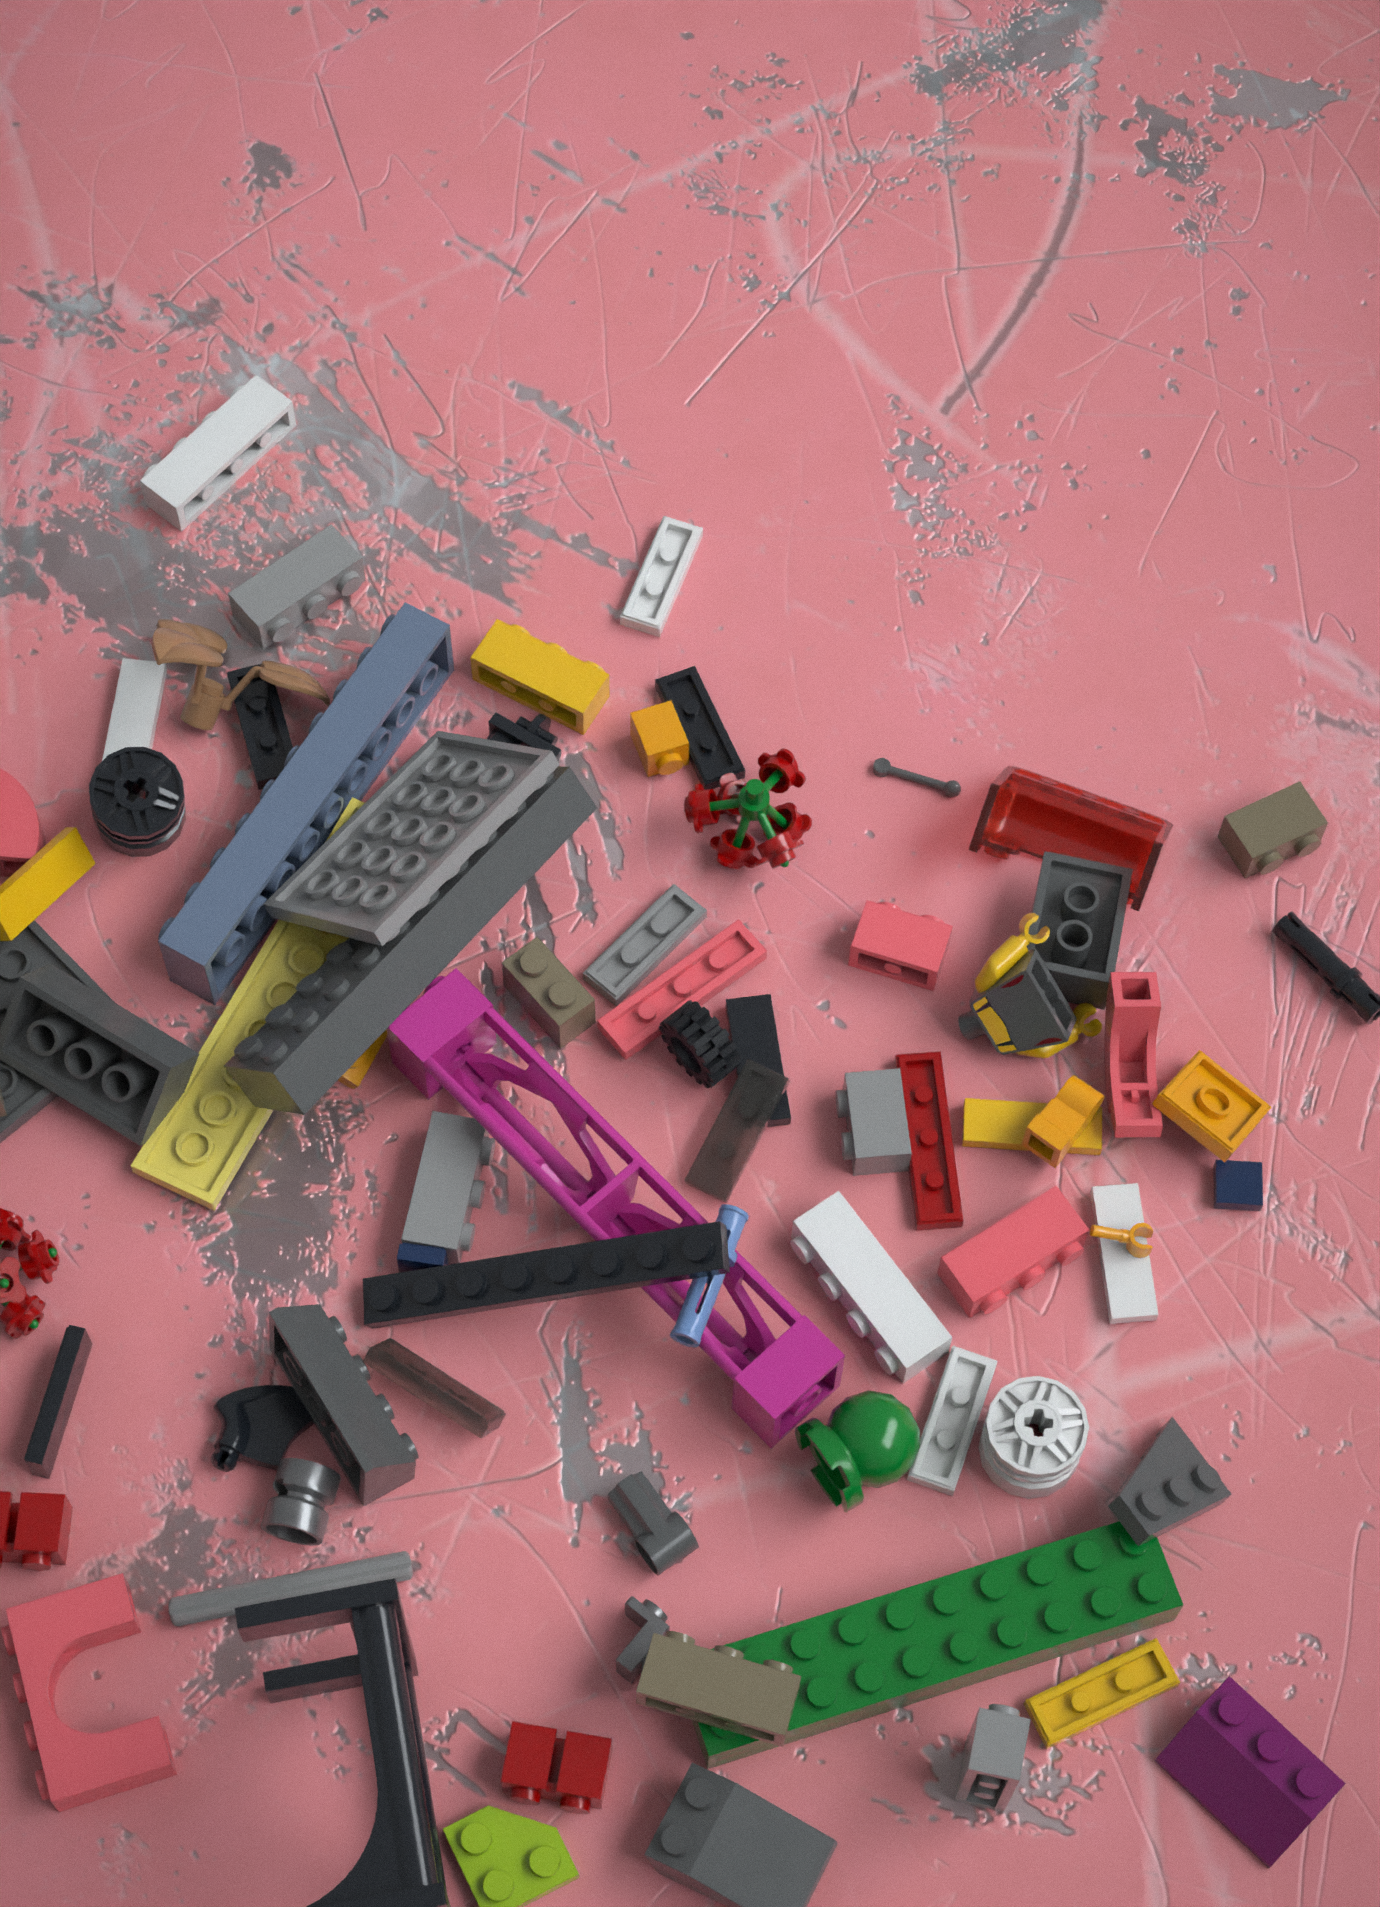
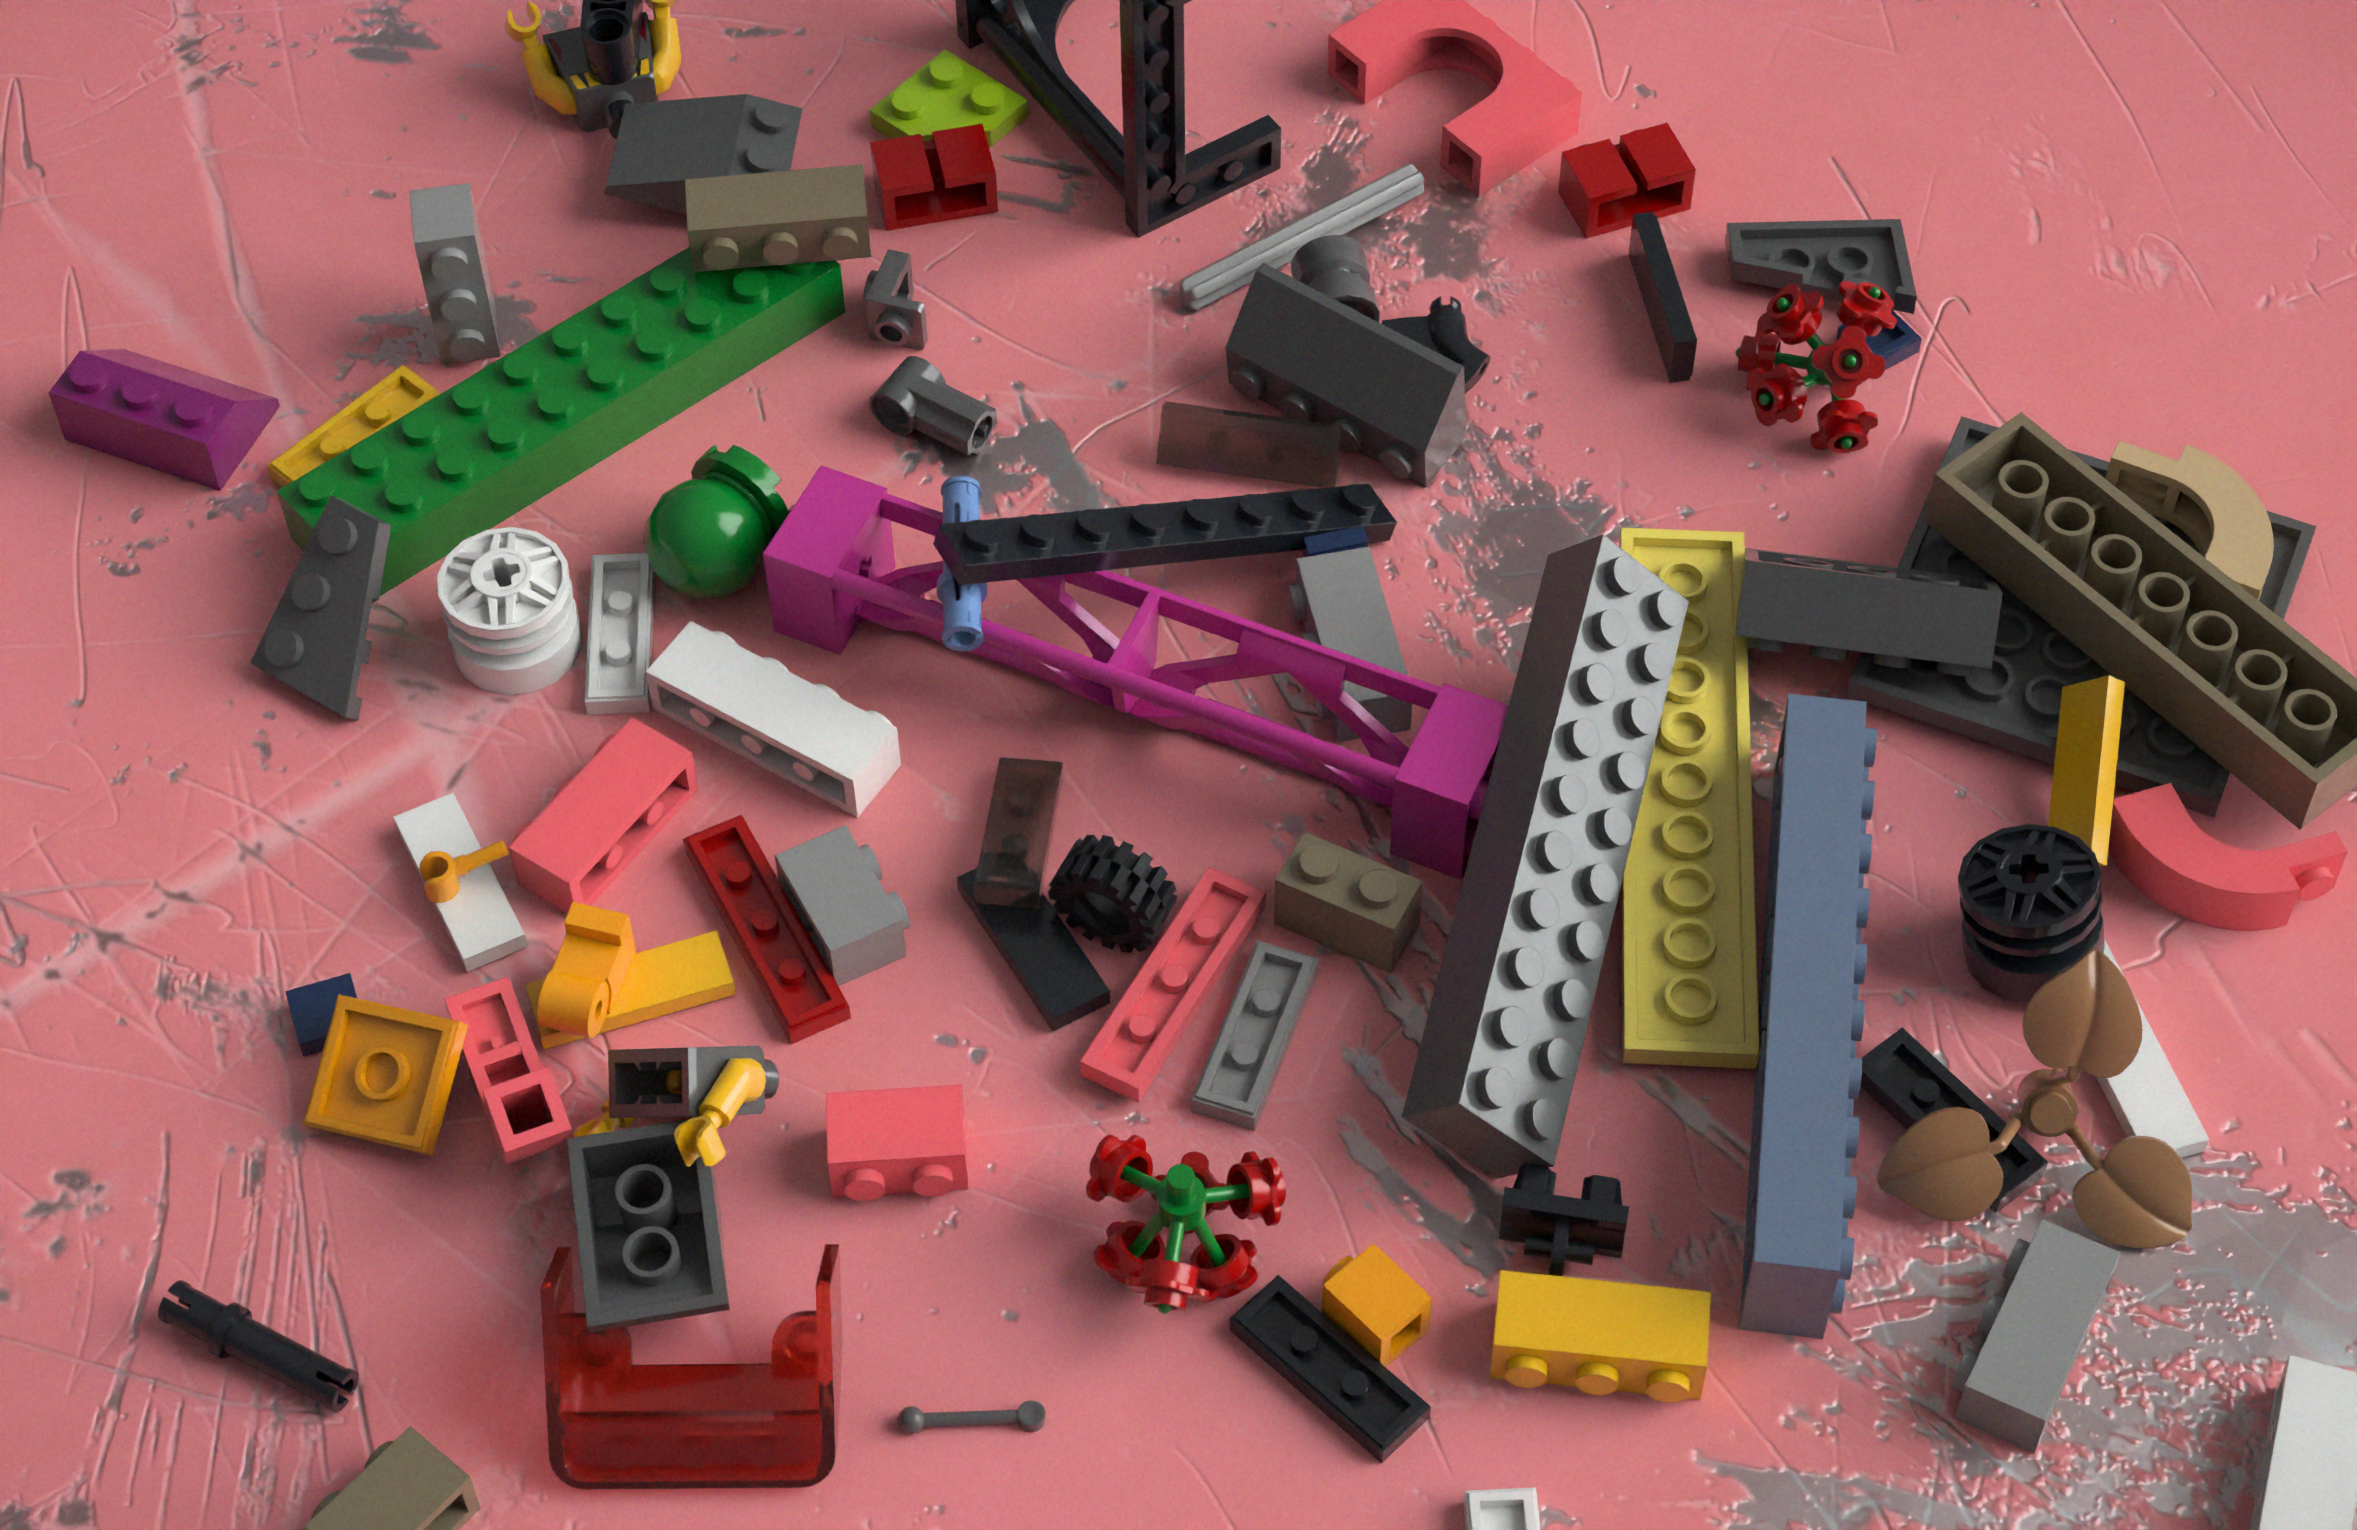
camera: 160 degrees right, 10 degrees down
(411, 836) = (1623, 949): light grey plate -> none

